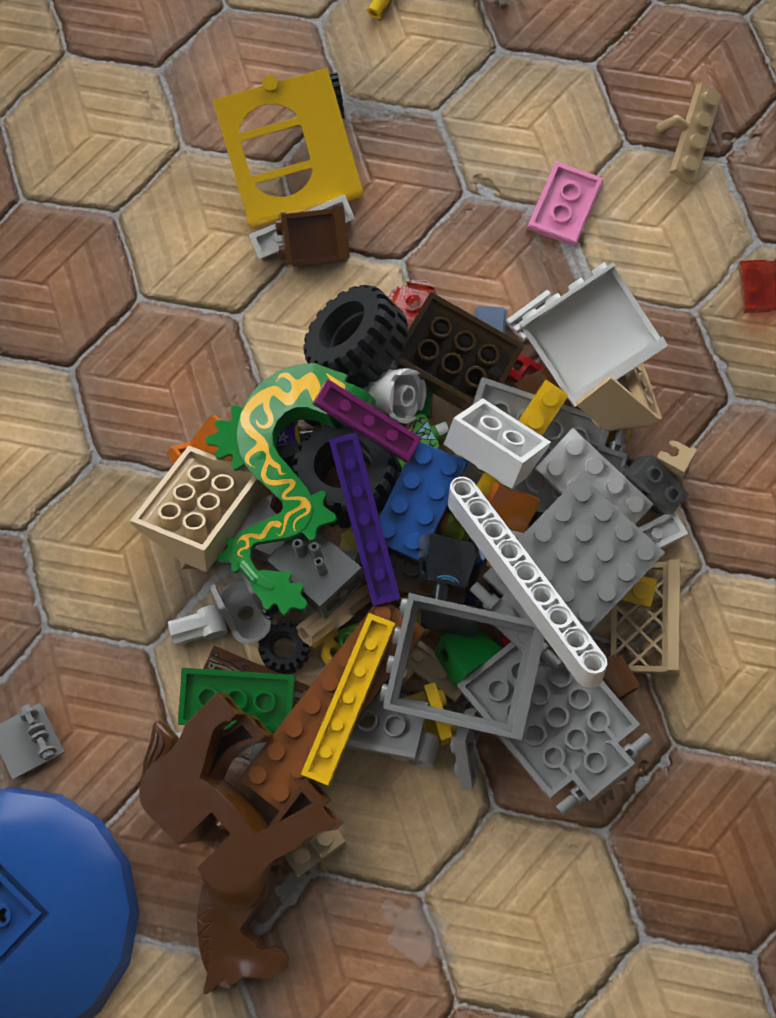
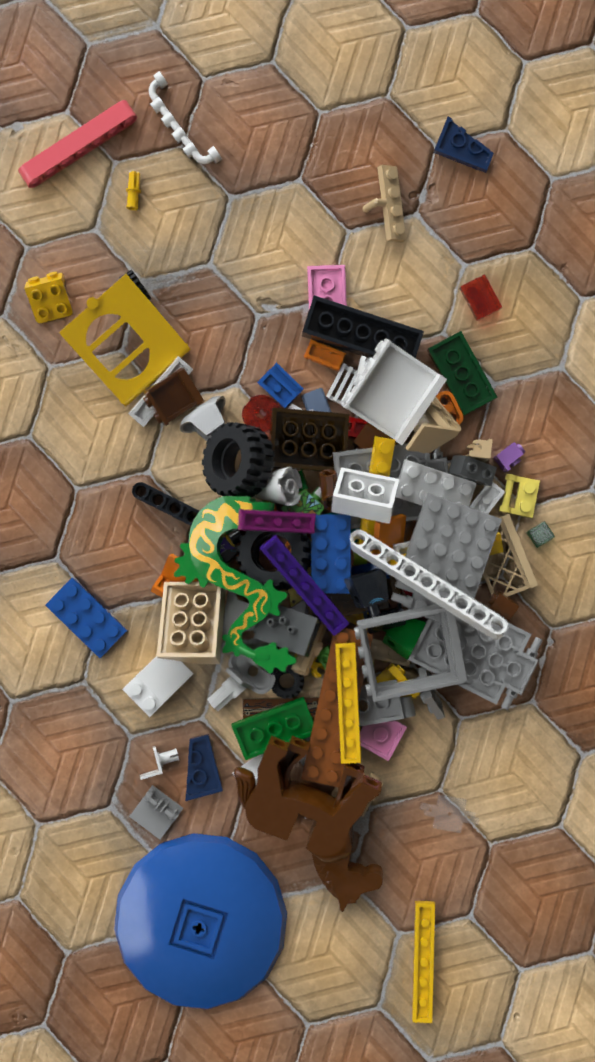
camera: 30 degrees left, 15 degrees up
(68, 673) = (161, 759): none -> white bracket
(69, 455) = (86, 617): none -> blue plate
(116, 572) = (157, 683): none -> white slope
(116, 712) = (203, 772): none -> dark blue wing
(221, 68) = (48, 297): none -> yellow bracket
(238, 362) = (167, 503): none -> black beam
(339, 275) = (205, 418): none -> piece
(373, 779) = (382, 737): none -> bright pink plate
(455, 281) = (280, 386): none -> blue plate
(455, 407) = (328, 482): none -> reddish brown piece
(528, 271) = (324, 355): none -> orange plate
(574, 248) = (356, 329): none -> black brick
(664, 400) = (452, 405): none -> orange plate
(696, 366) = (463, 373): none -> dark green plate
(712, 611) = (540, 534): none -> clear green slope
(713, 492) = (509, 456): none -> medium lavender brick
(713, 554) = (525, 496): none -> light yellow plate

